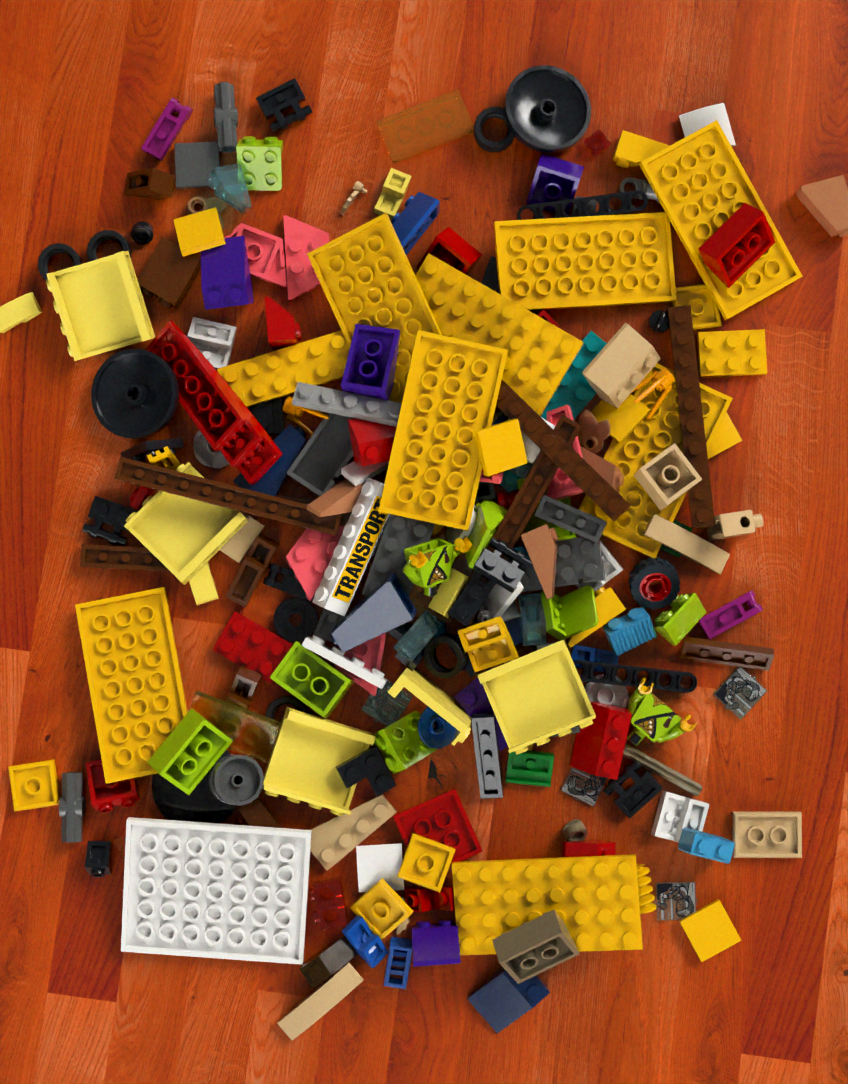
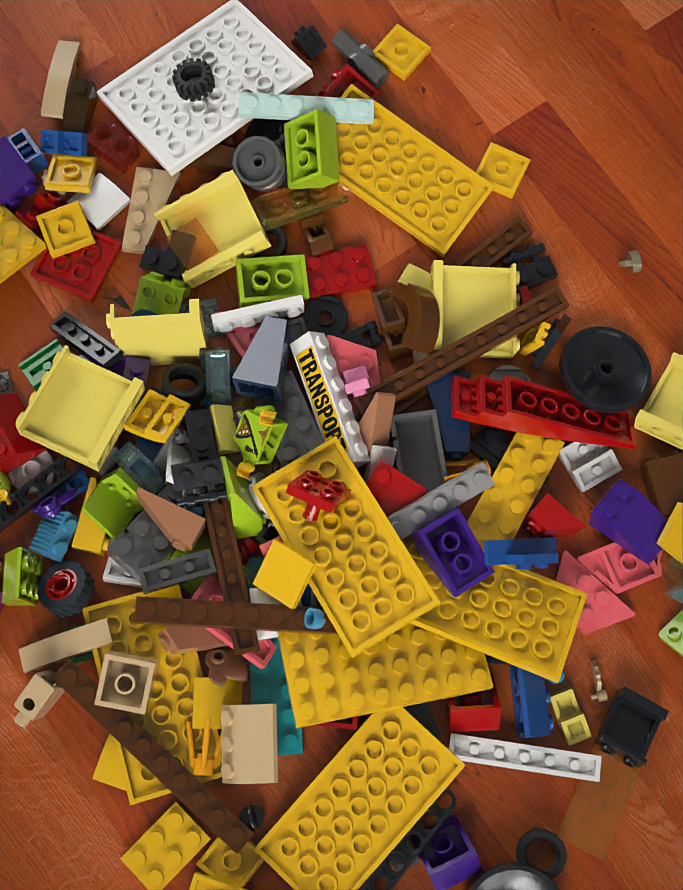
camera: 135 degrees right, 10 degrees down
(30, 455) = (633, 261): none -> dark tan tile
(53, 615) = (503, 169): none -> yellow tile
(161, 791) = (293, 106): none -> light aqua plate
(213, 906) = (190, 70): none -> black tyre
(228, 549) = (422, 317): none -> reddish brown arch
(322, 542) = (357, 381): none -> bright pink bracket
(323, 319) = (521, 552): none -> blue bracket
(344, 761) = (191, 244): none -> clear orange piece
(361, 150) = (629, 727): none -> black panel
(430, 476) = (317, 493): none -> red plate
(448, 194) = (526, 757): none -> white plate
(513, 400) = (314, 618): none -> dark azure hinge
(612, 649) = (52, 506): none -> dark purple plate

